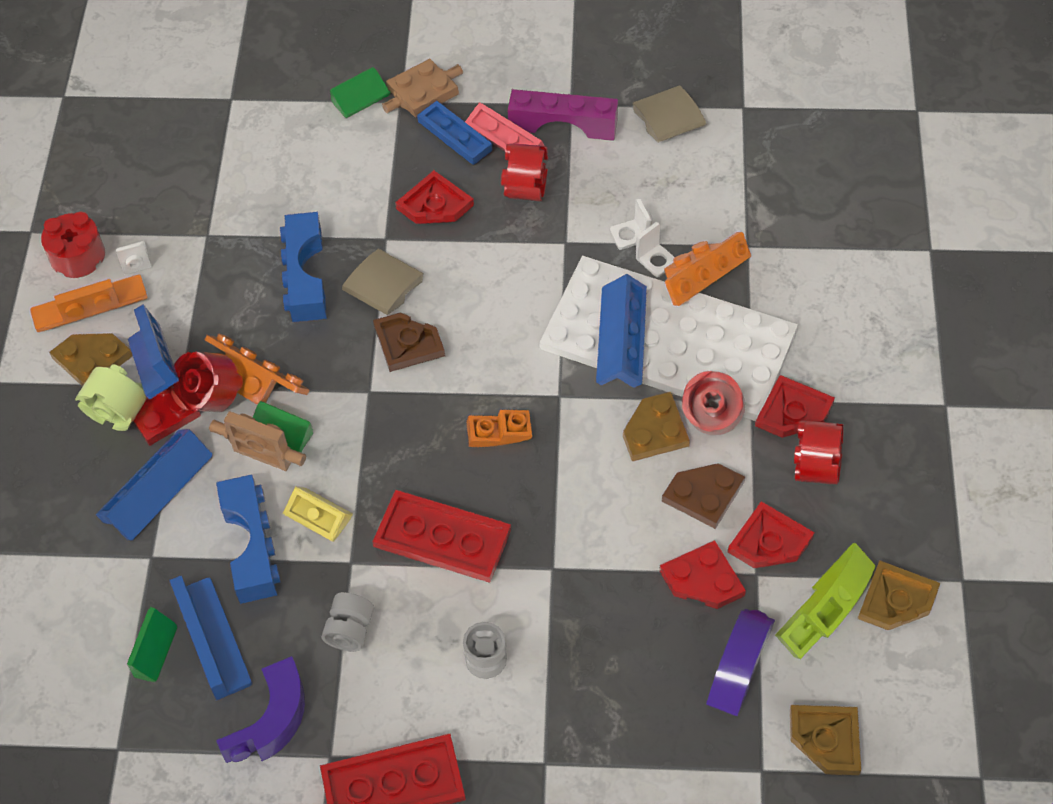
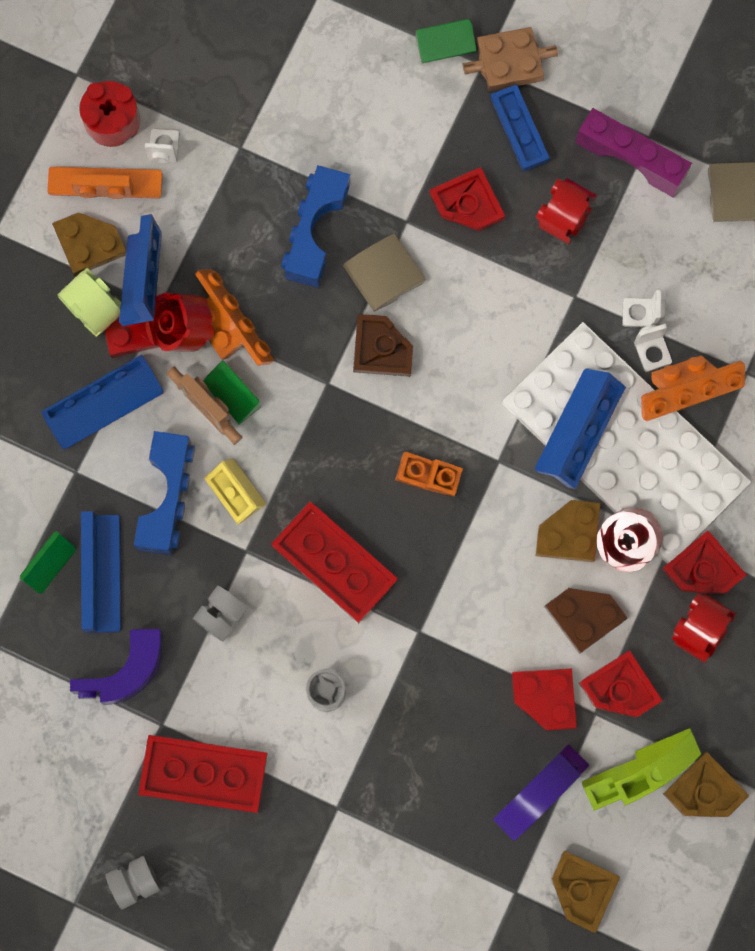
camera: 20 degrees right, 20 degrees up
(498, 128) = (565, 148): coral plate -> none

